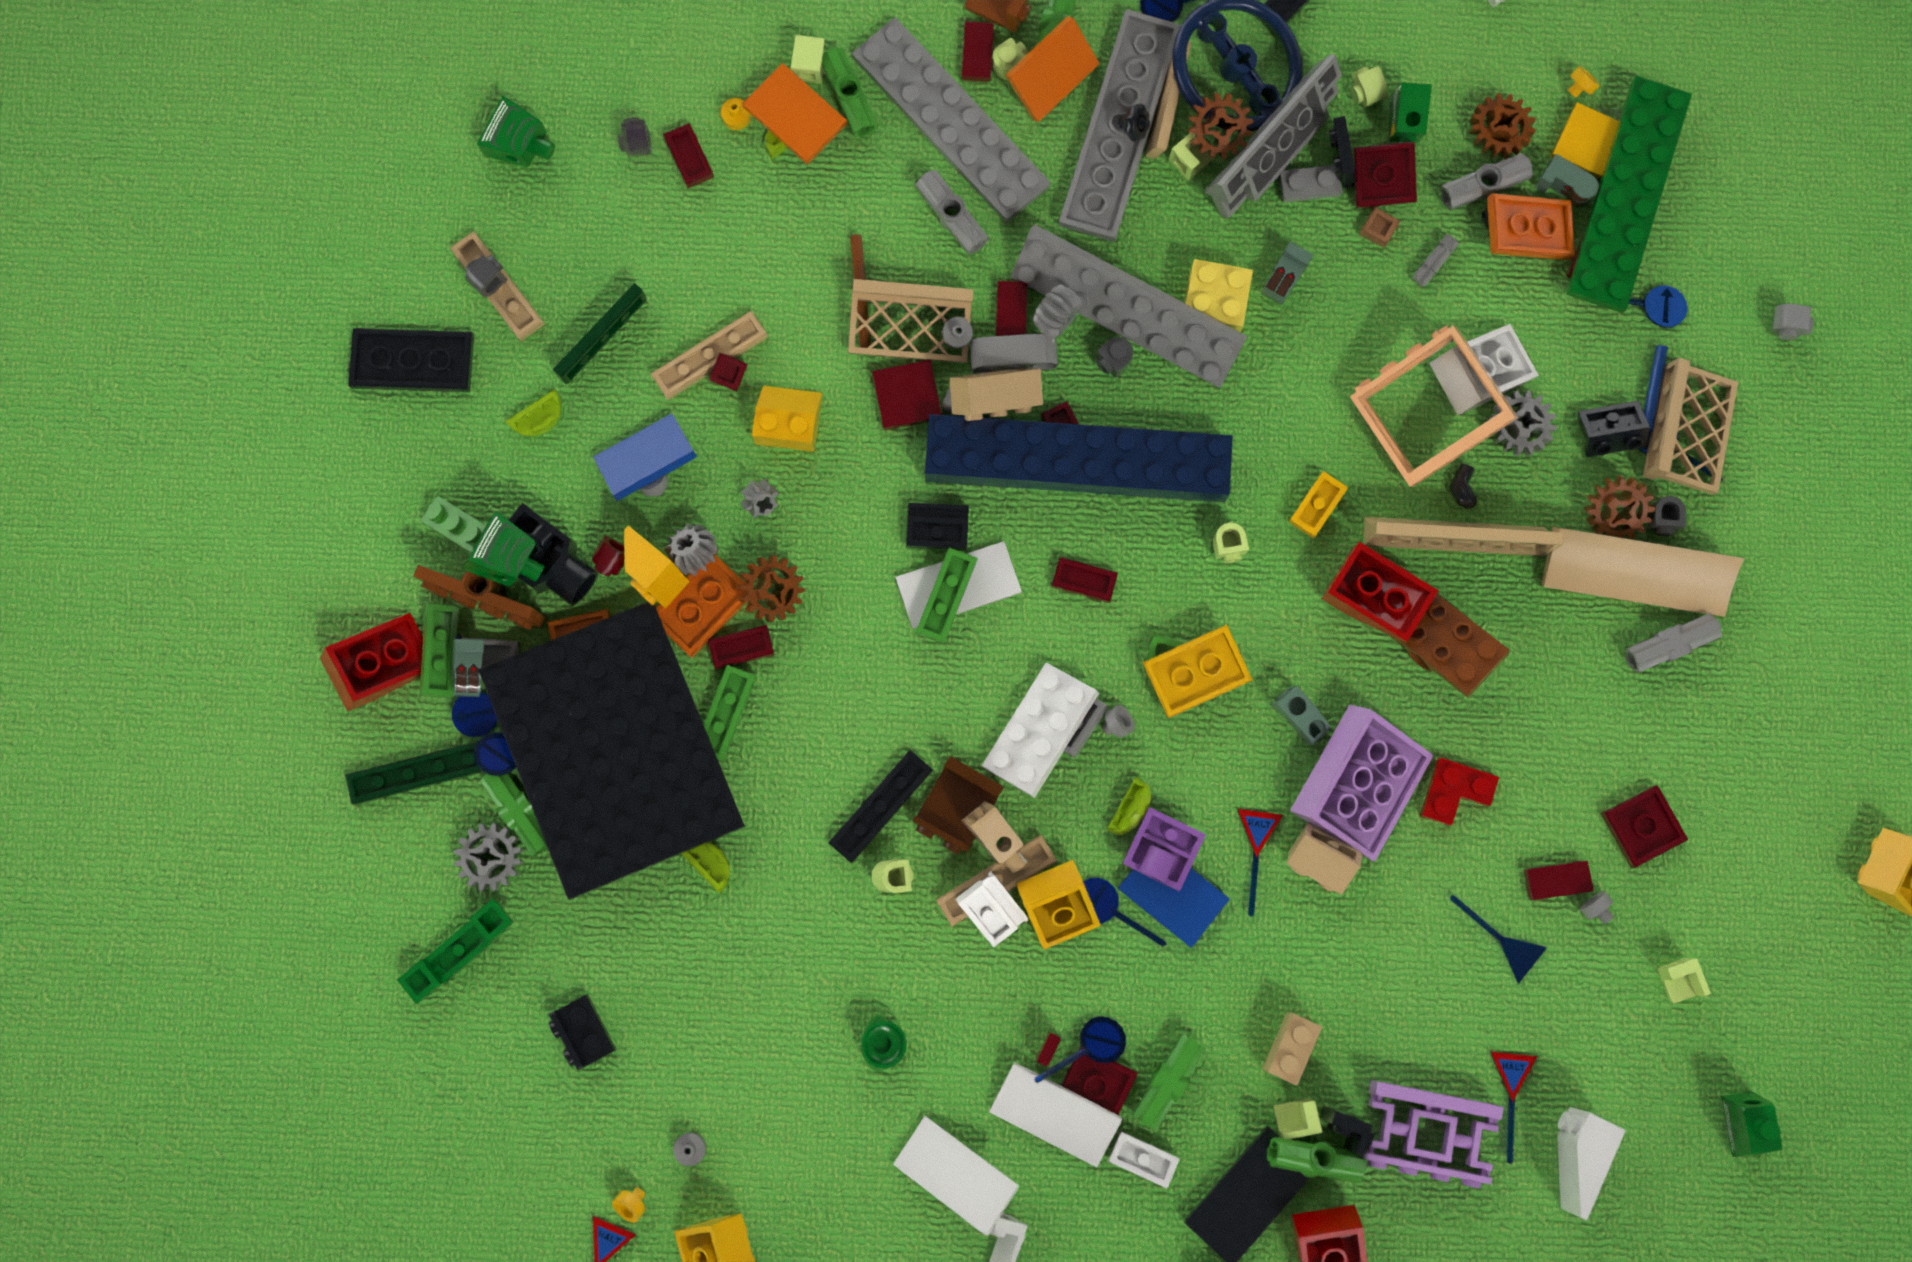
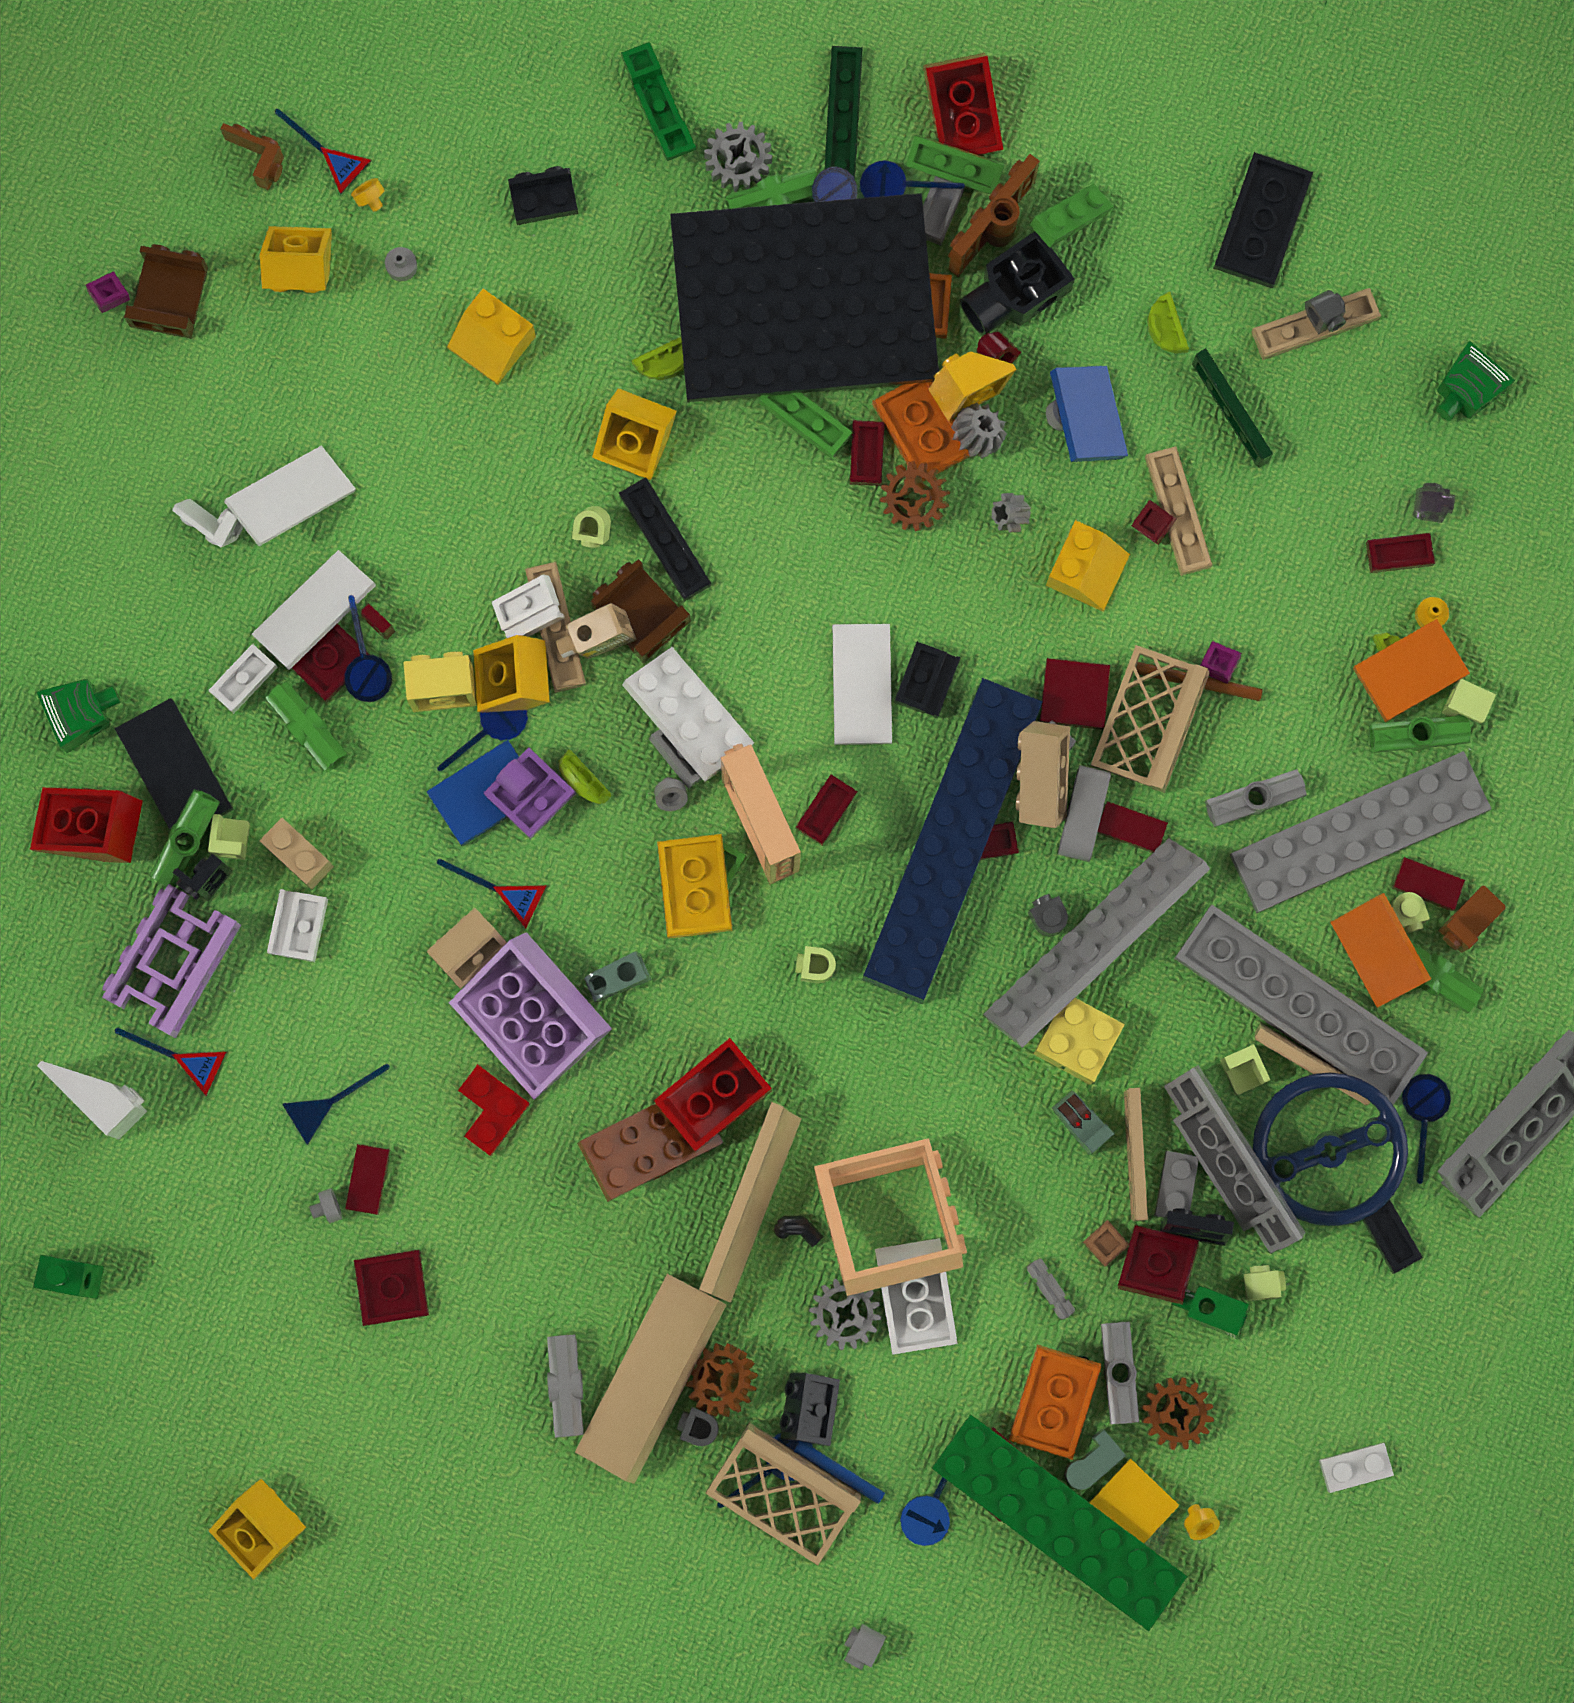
camera: 105 degrees right, 0 degrees up
(466, 666) = (931, 184): sand green leg -> none
(503, 553) = (1024, 242): green torso -> none
(737, 1035) = (491, 336): none -> yellow slope
(790, 866) = (633, 433): none -> yellow slope
(838, 278) = (1221, 661): none -> magenta tile
(882, 1043) = (437, 467): green piece -> none
(946, 595) = (852, 664): bright green plate -> none
(950, 335) = (1122, 768): light grey tile -> none
(1057, 311) = (1111, 865): light grey gear -> none
(1090, 967) = (440, 682): none -> light yellow brick
(1122, 624) = (760, 813): none -> light nougat window
(1135, 122) = (1293, 1015): black piece -> none
(1219, 112) = (1249, 1094): dark orange gear -> none
(1297, 222) = (1135, 1154): none -> tan tile
(1318, 504) = (827, 1071): yellow plate -> none
(1356, 1025) = (297, 925): none -> white plate
(1683, 979) = (228, 1265): yellowish green panel -> none

